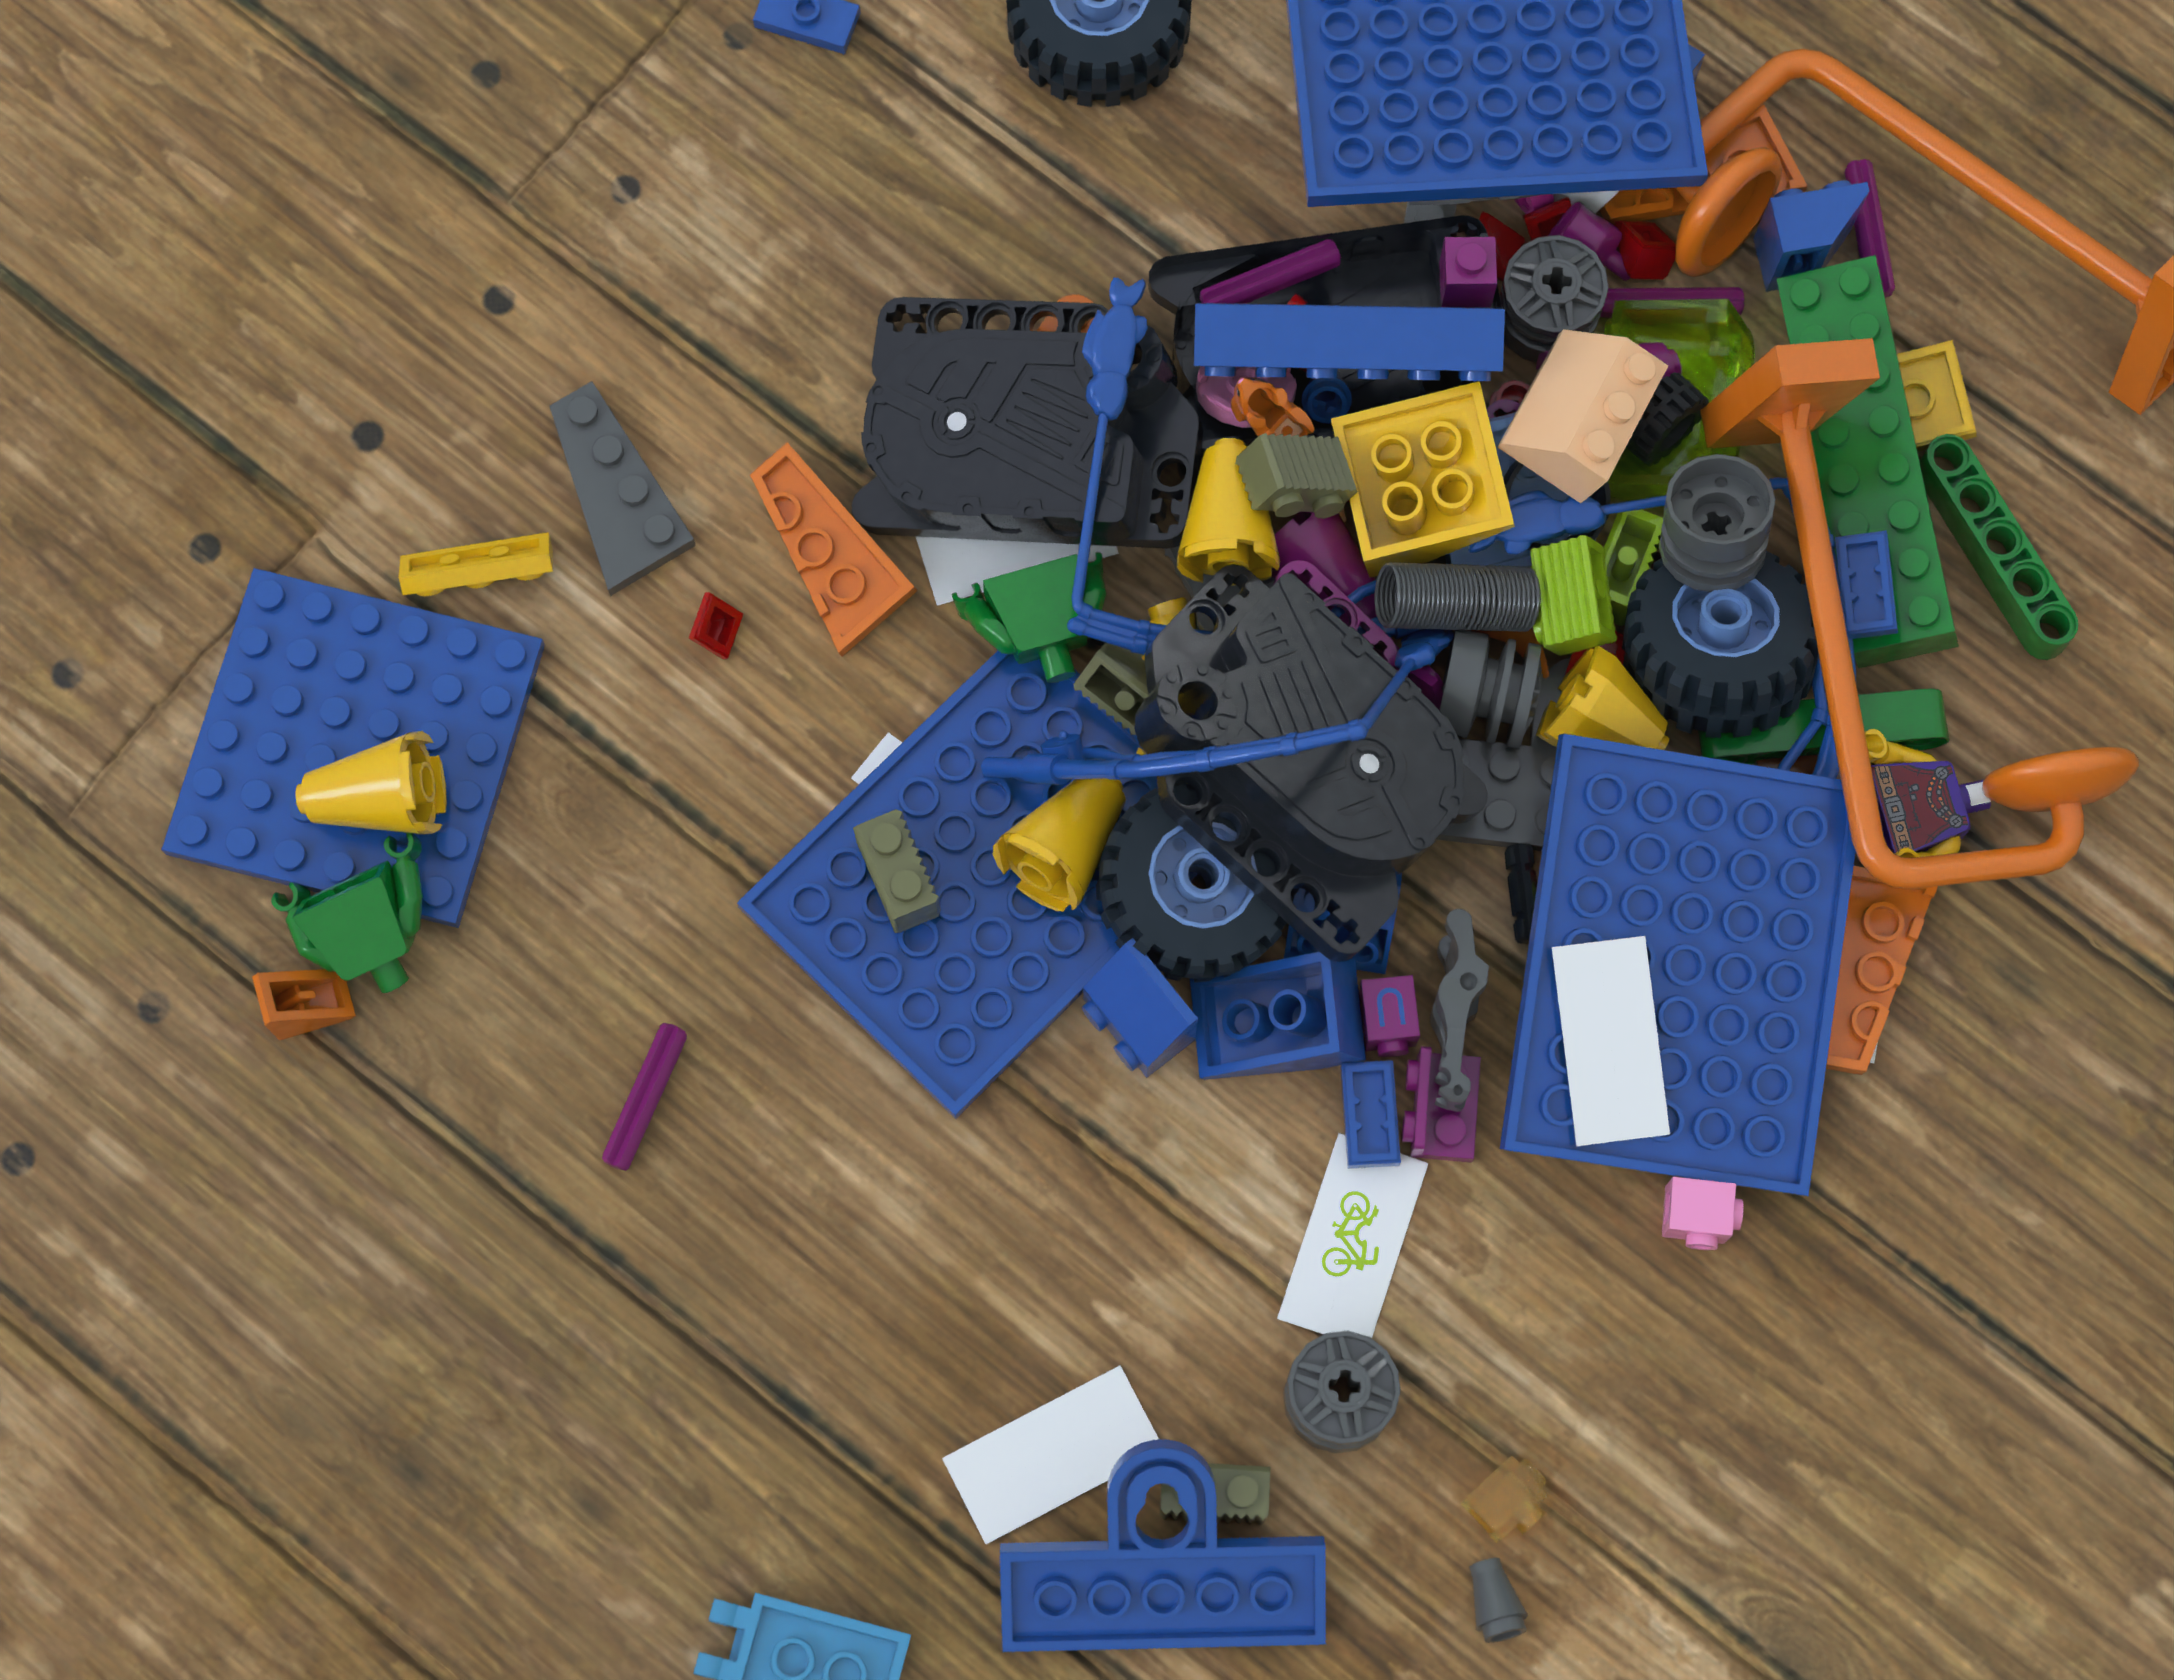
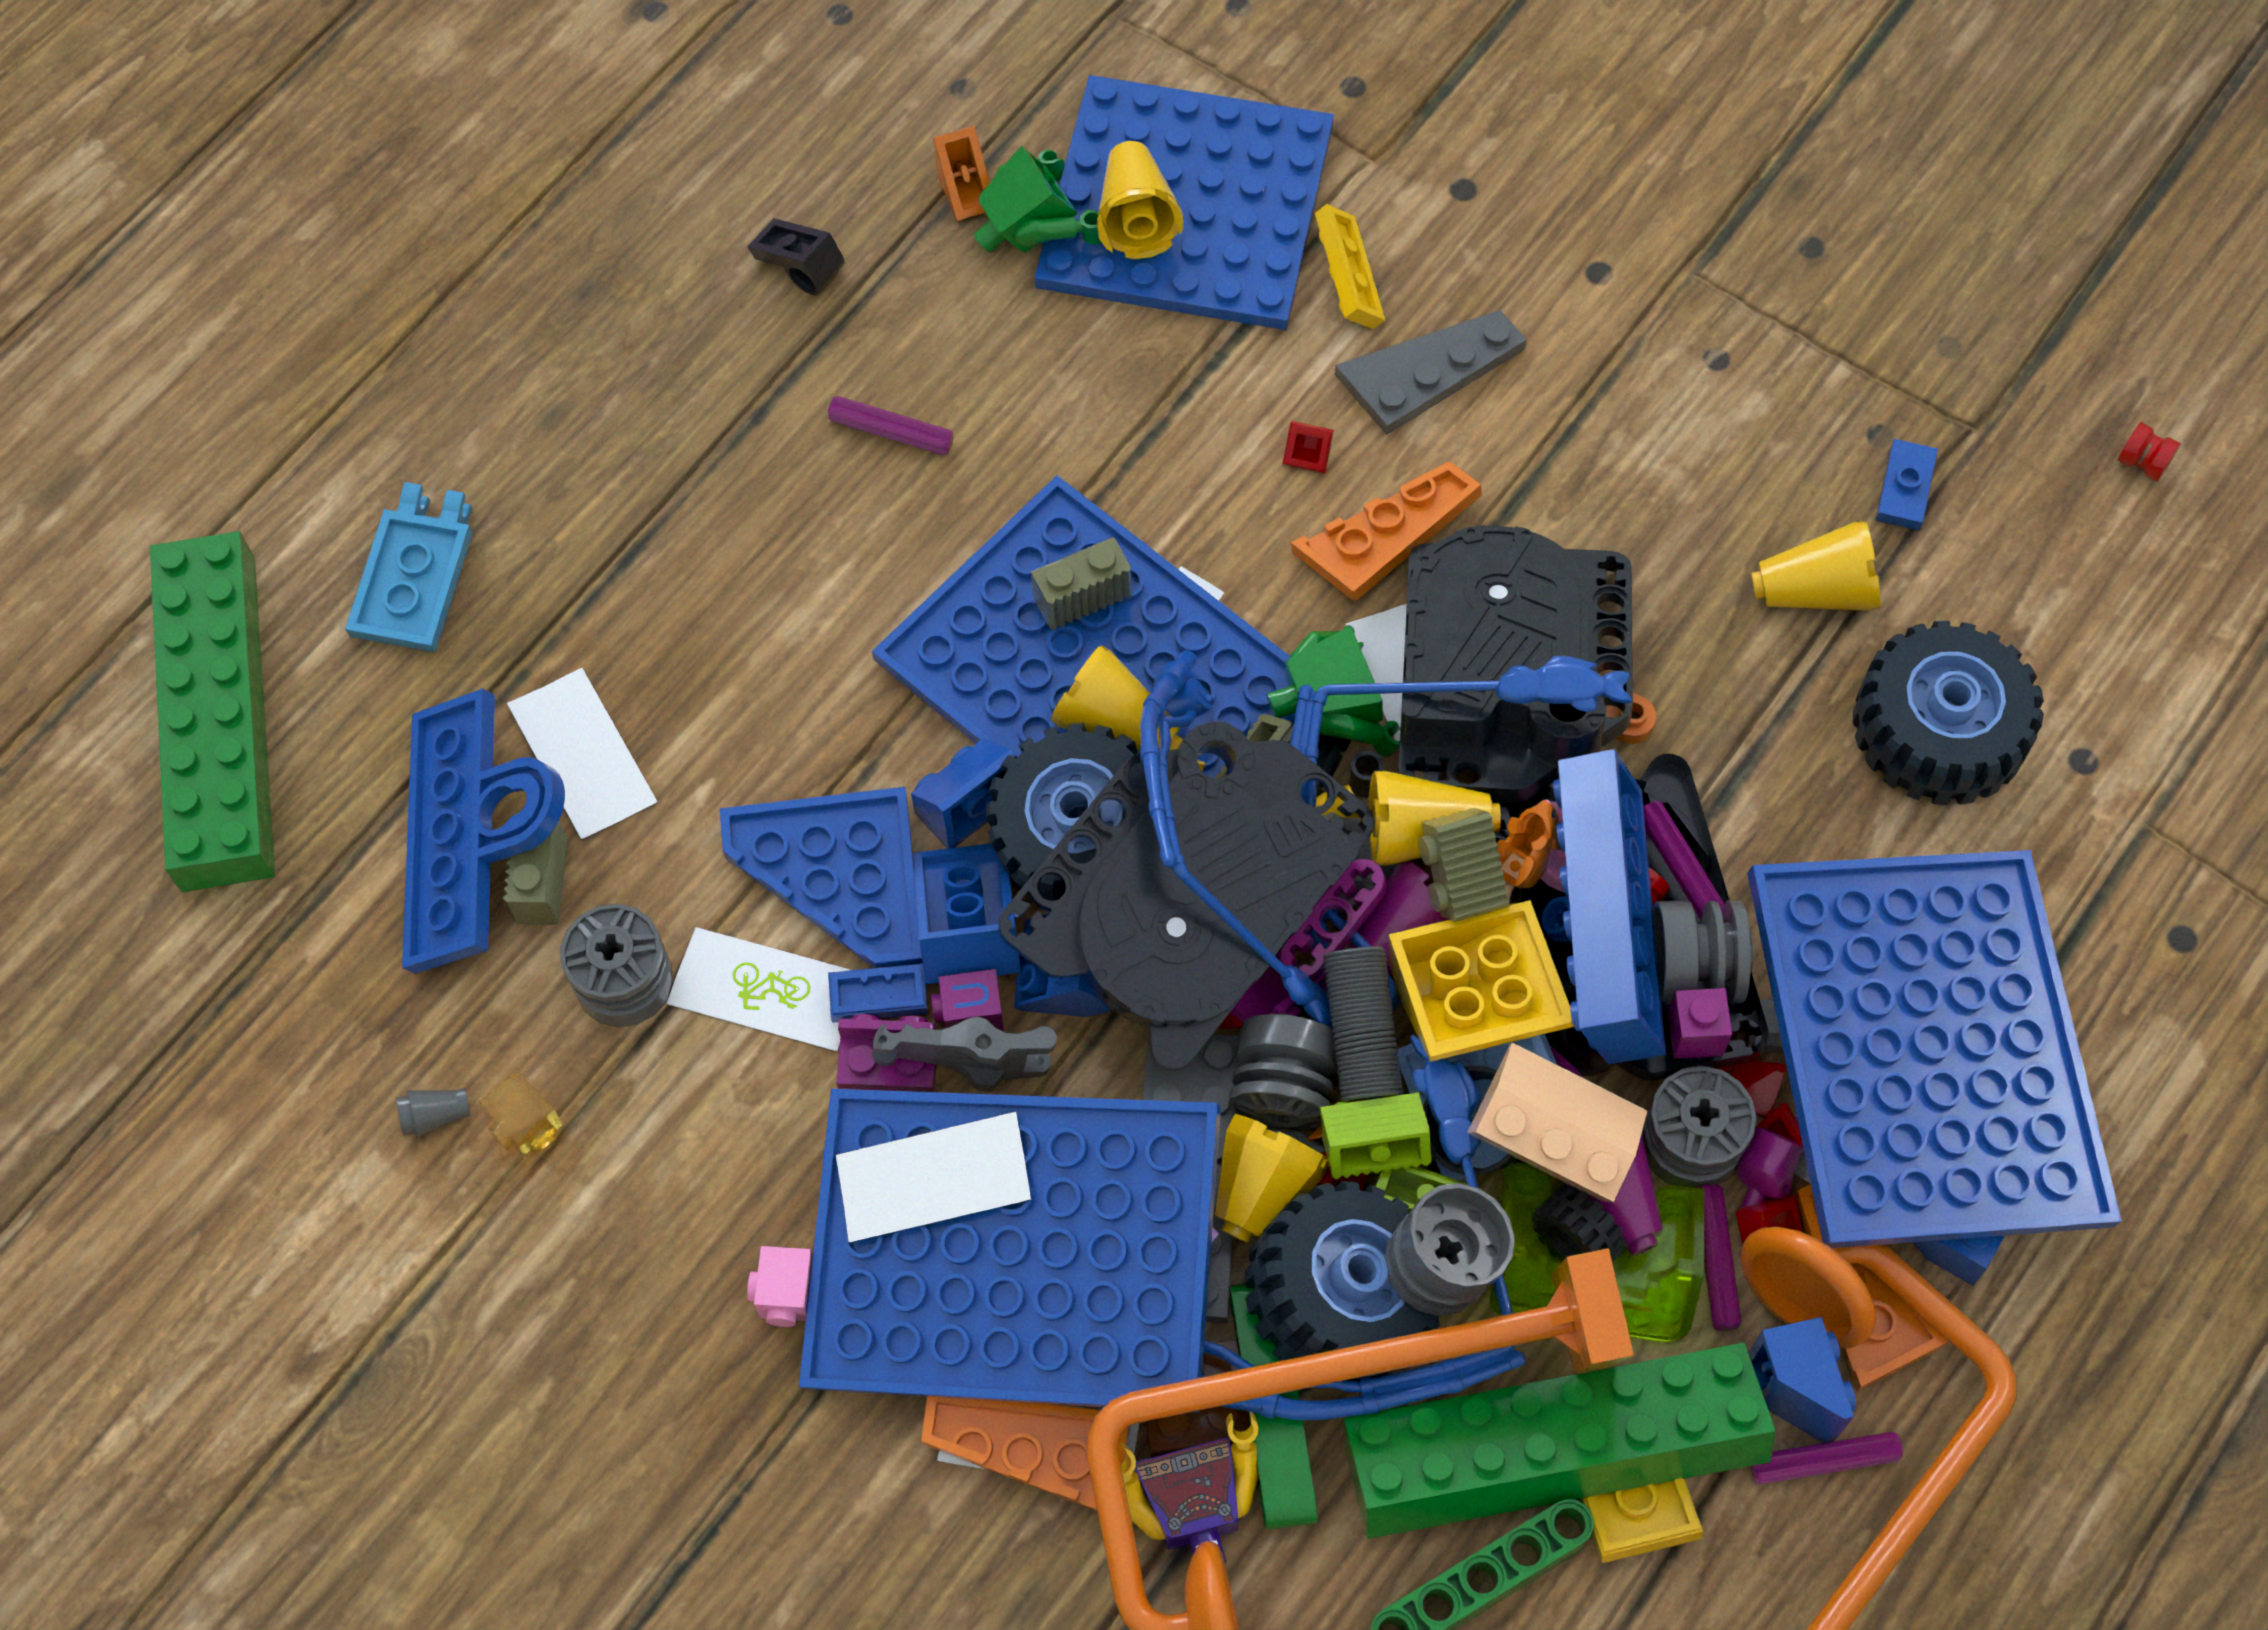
camera: 90 degrees right, 10 degrees down
(398, 1195) = (804, 252): none -> black plate
(924, 105) = (1822, 573): none -> yellow cone
(1133, 578) = (1364, 763): none -> black hinge
(1216, 1155) = (838, 865): none -> blue plate
(1388, 257) = (1705, 952): none -> dark grey wheel
(1866, 584) = (1407, 1416): blue plate -> none

